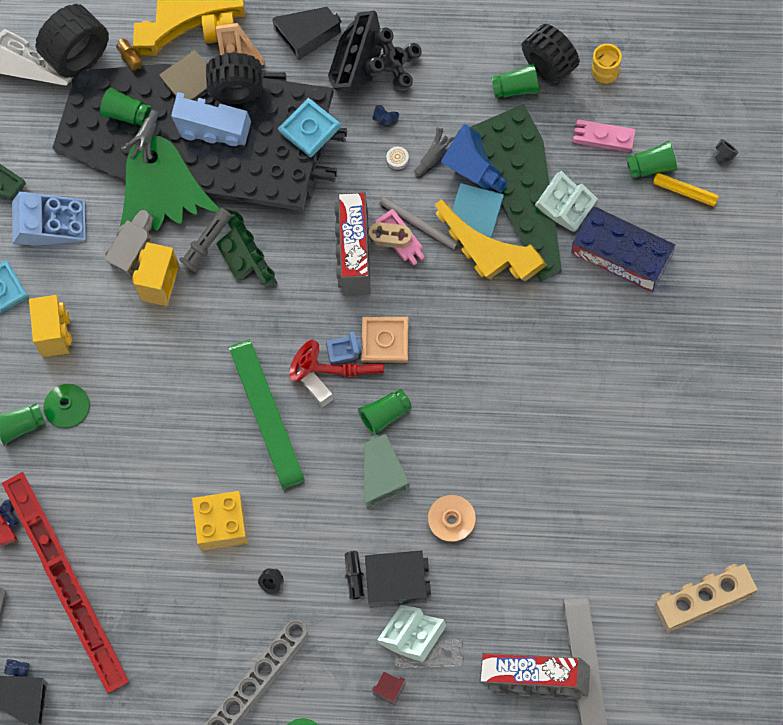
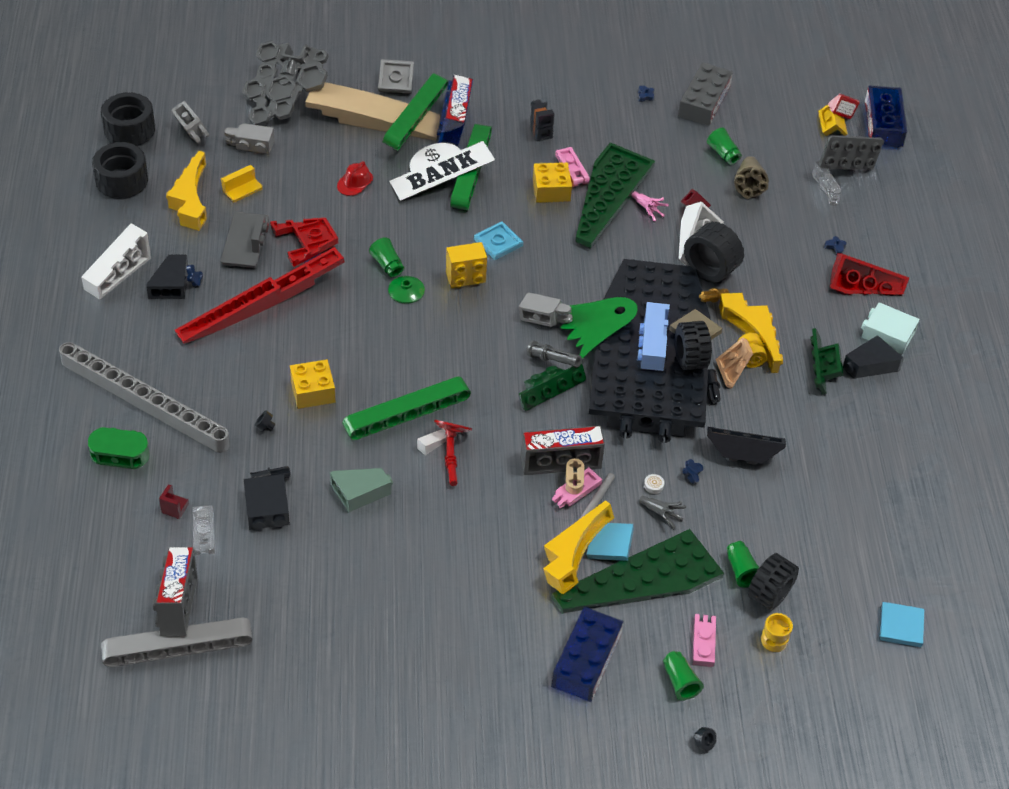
camera: 75 degrees right, 20 degrees down
(47, 219) = (560, 260): light blue slope -> none
(123, 108) = (660, 285): green plant -> none
(144, 137) = (631, 298): dark grey piece -> none
(156, 274) = (517, 324): yellow brick -> none
(307, 29) = (763, 410): black slope -> none
(309, 127) = (661, 405): medium azure tile -> none
(343, 349) = (468, 454): medium blue bracket -> none
(384, 411) = (413, 484): green plant -> none
(385, 339) = (480, 483): light nougat plate -> none
(393, 59) = (739, 460): black gear -> none
(411, 633) = (219, 513): light aqua slope -> none
(448, 507) = (320, 530): light nougat dish -> none
(469, 159) = (652, 525): blue hips -> none
(566, 201) = (631, 607): light aqua slope -> none
(674, 618) = (261, 759): tan brick -> none
(686, 189) = (658, 707): yellow axle -> none

